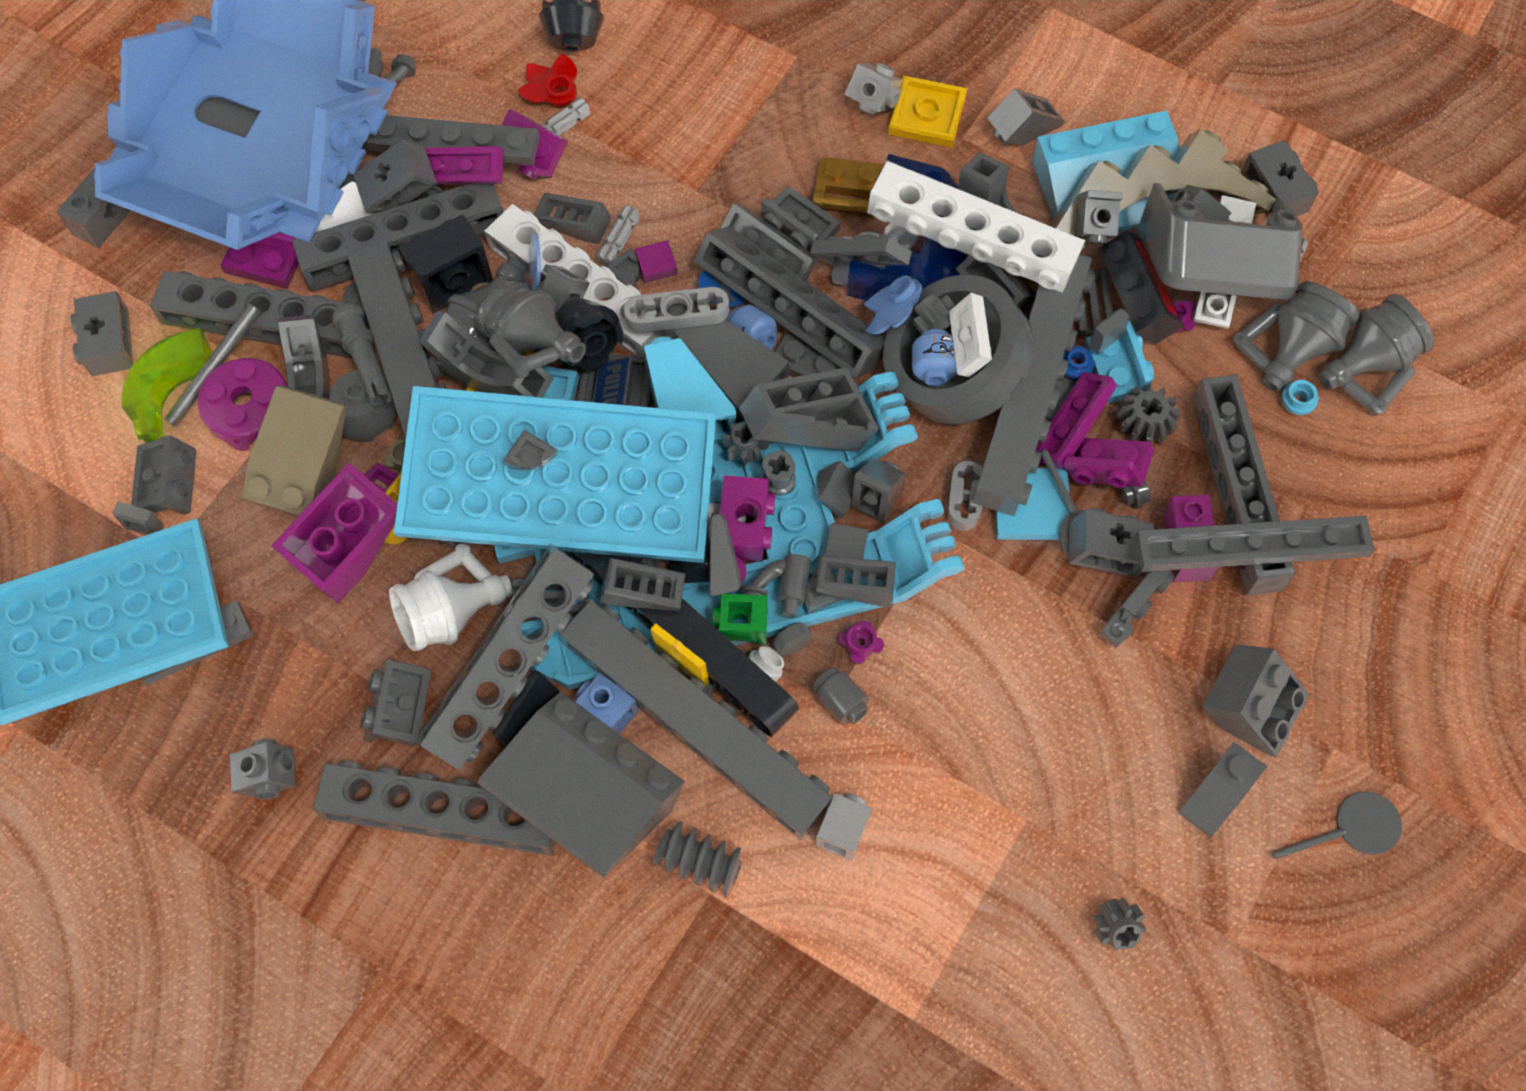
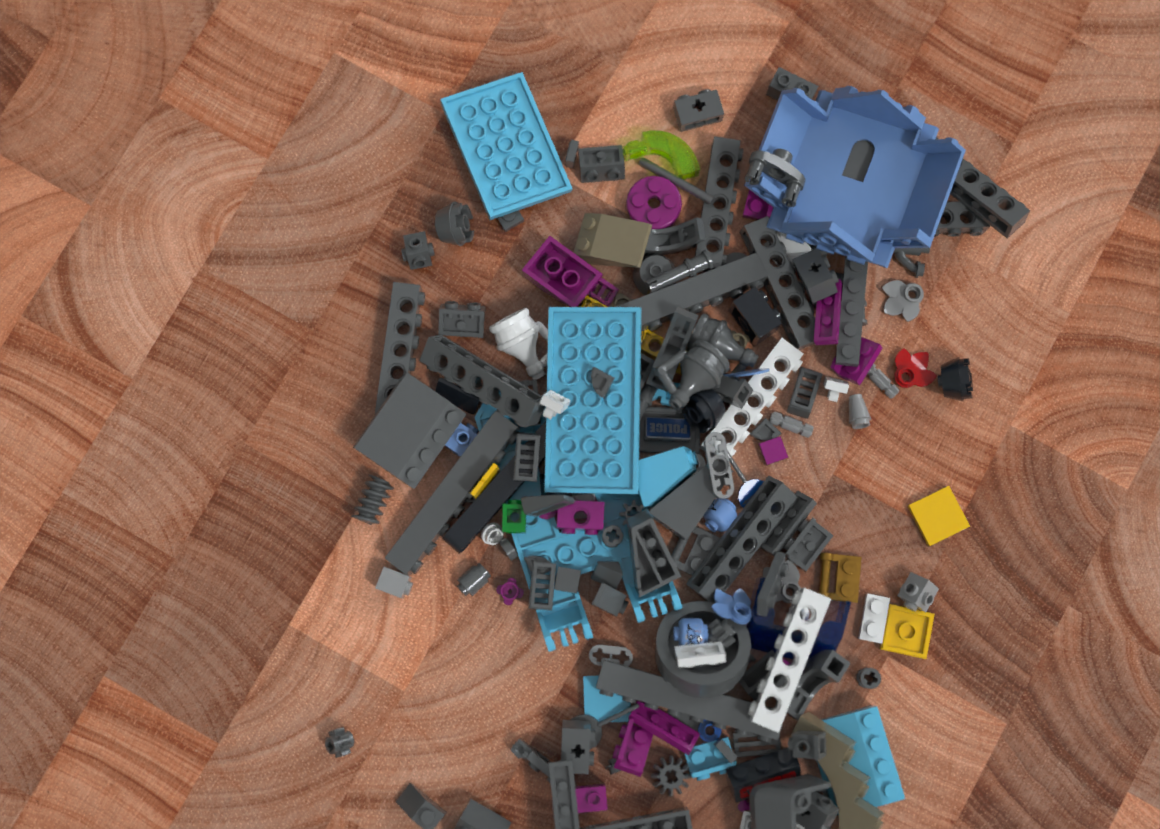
camera: 85 degrees right, 15 degrees up
(211, 201) = (778, 167): none -> dark grey connector
(225, 707) = (453, 224): none -> dark grey cone
(445, 88) = (899, 300): none -> light grey plate
(559, 526) = (554, 404): none -> white tile
(568, 174) = (835, 387): none -> white tile
(608, 148) = (858, 412): none -> light grey cone
(764, 65) = (938, 516): none -> yellow tile
(793, 584) = (539, 547): dark grey plant -> none
(908, 145) = (873, 618): none -> white plate
(998, 147) = (874, 674): none -> dark grey bush
(1024, 118) = (901, 700): dark grey slope -> none

